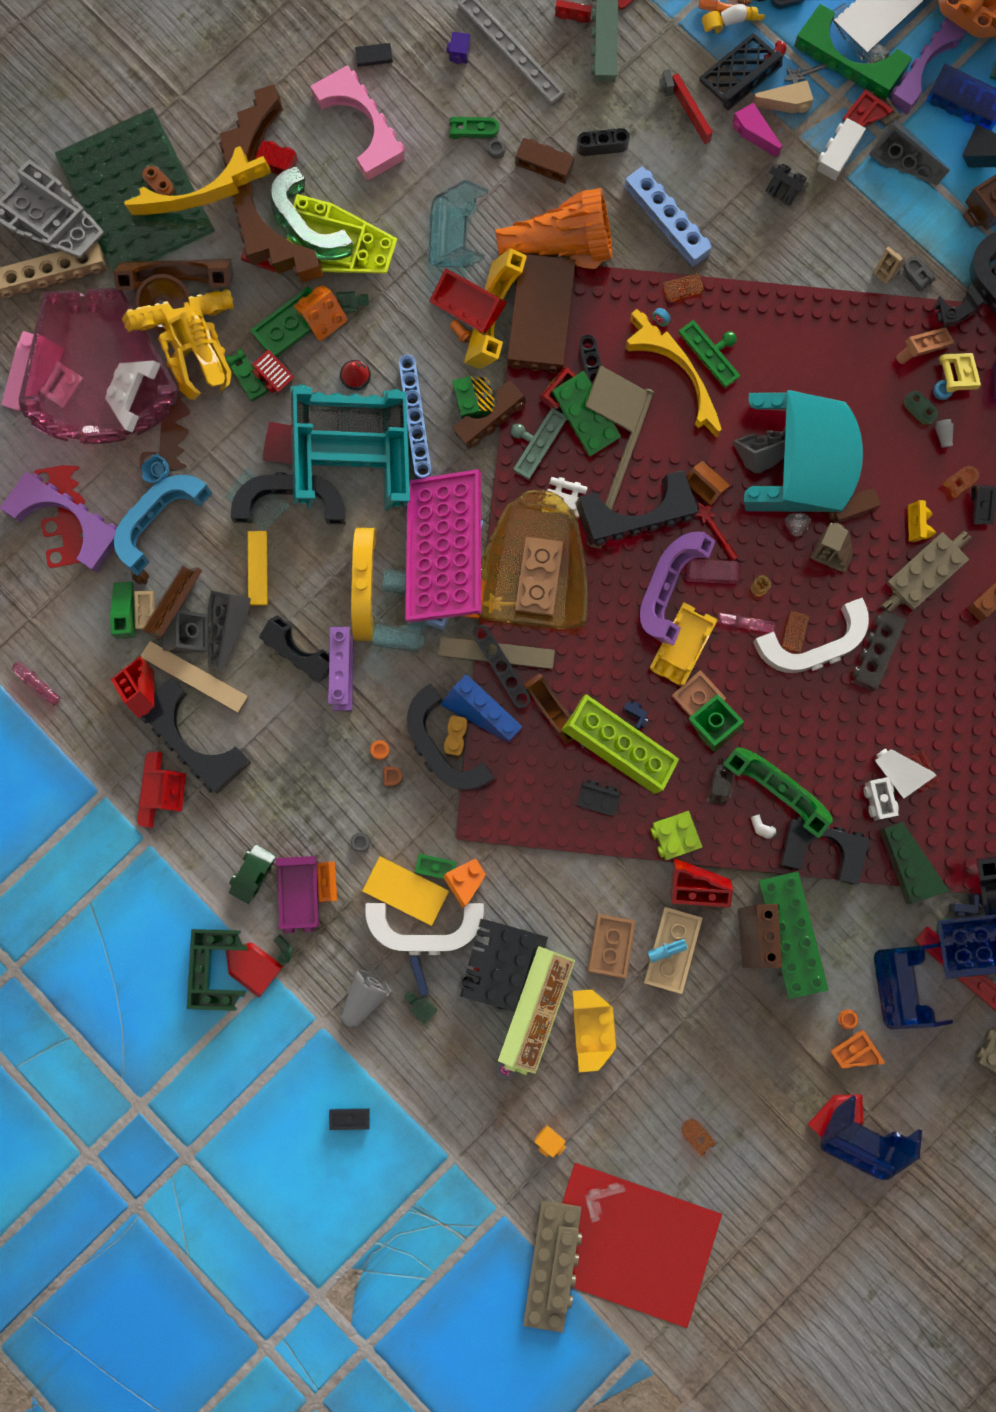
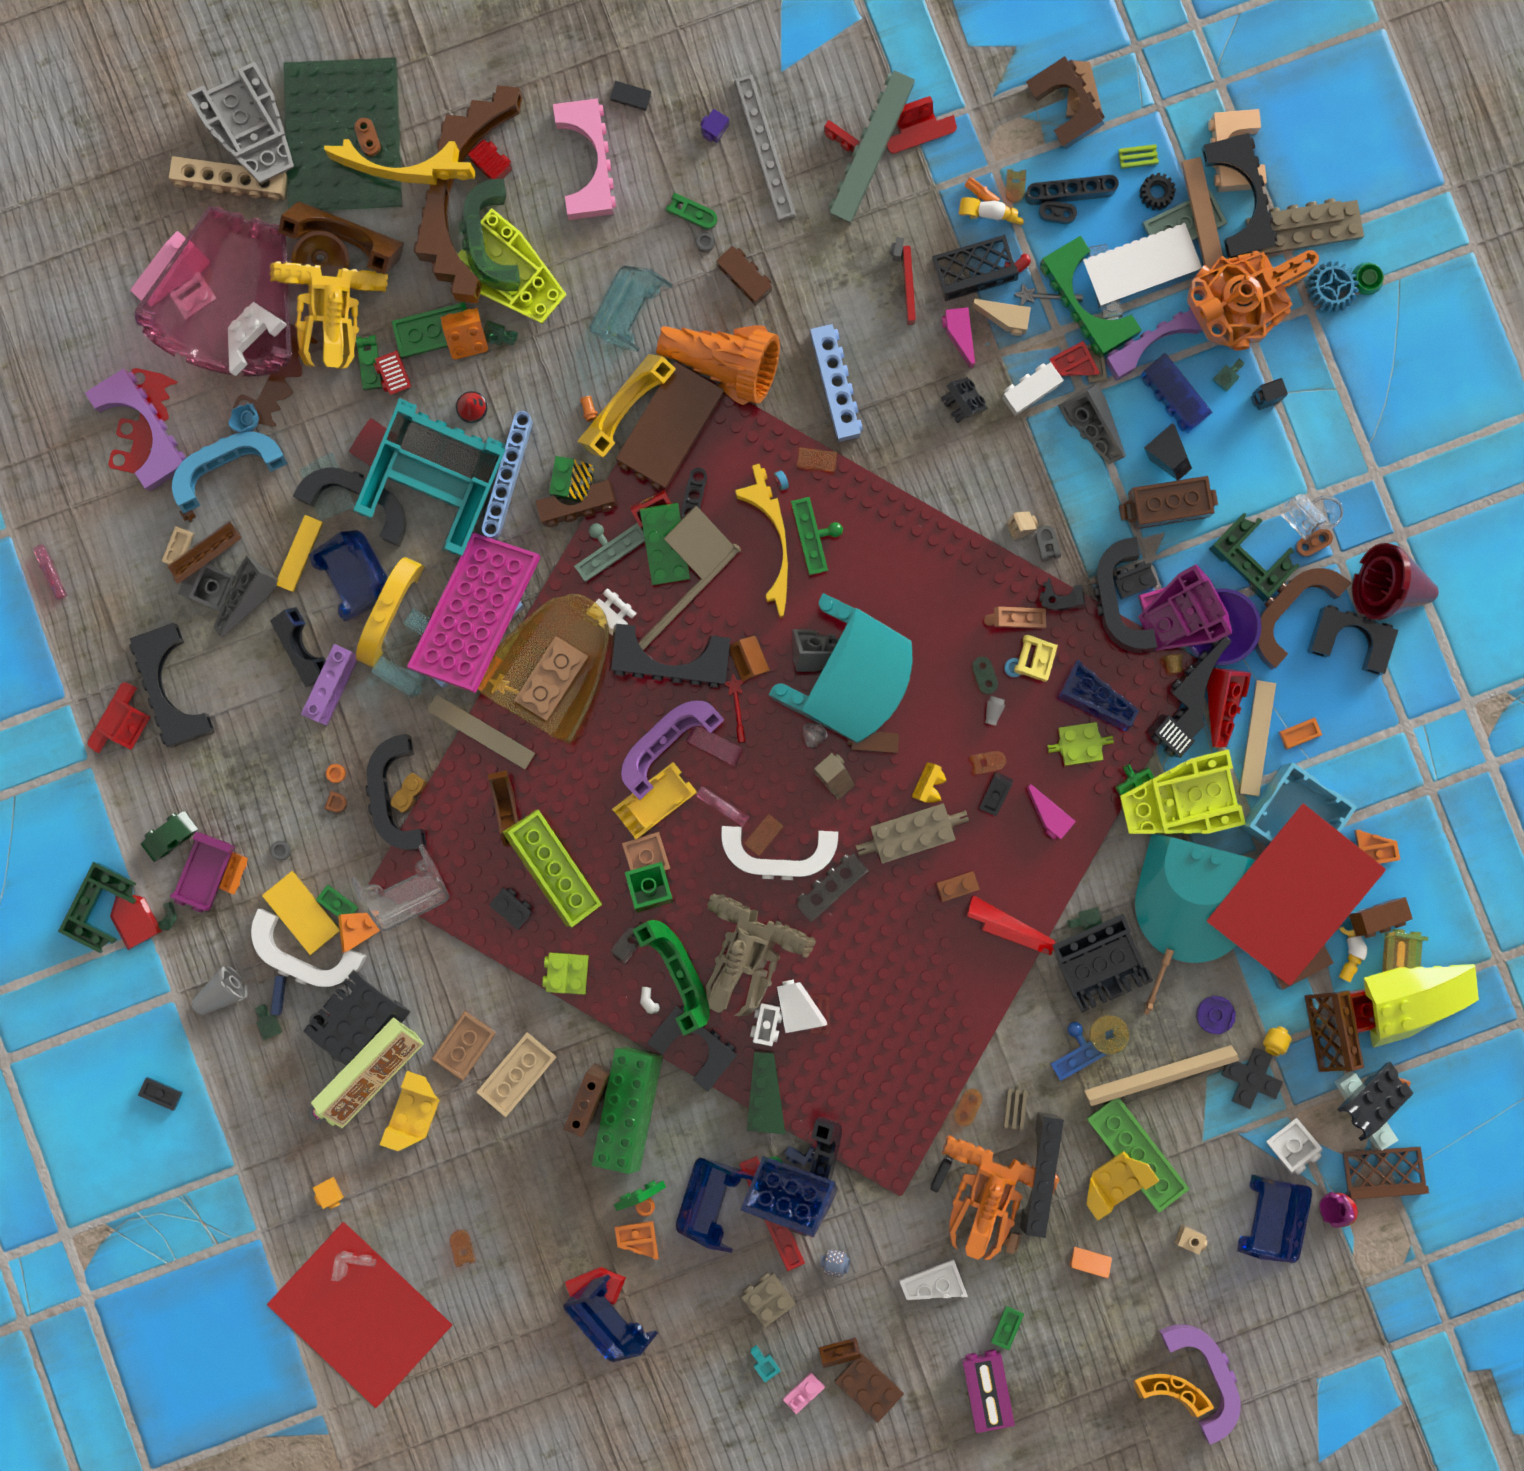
camera: 20 degrees right, 5 degrees up
(122, 611) = (157, 539): green slope -> none
(136, 686) = (137, 618): red wedge -> none
(194, 677) = (196, 630): tan tile -> none
(313, 563) = (352, 570): none -> clear blue windscreen
(467, 301) = (605, 384): red slope -> none
(475, 705) = (439, 773): blue wedge -> none
(494, 659) = (481, 738): black beam -> none
(499, 831) = (405, 899): none -> clear windscreen
(553, 1266) = (282, 1302): dark tan plate -> none
(611, 138) = (802, 274): black beam -> none
(634, 709) = (581, 840): dark blue bracket -> none
(667, 950) = (508, 1073): medium azure axle -> none
(699, 887) = (565, 1028): red wedge -> none
(766, 583) = (746, 779): clear yellow bush -> none
(837, 737) = (748, 952): none -> dark tan piece
(840, 1011) = (639, 1195): none -> green plate

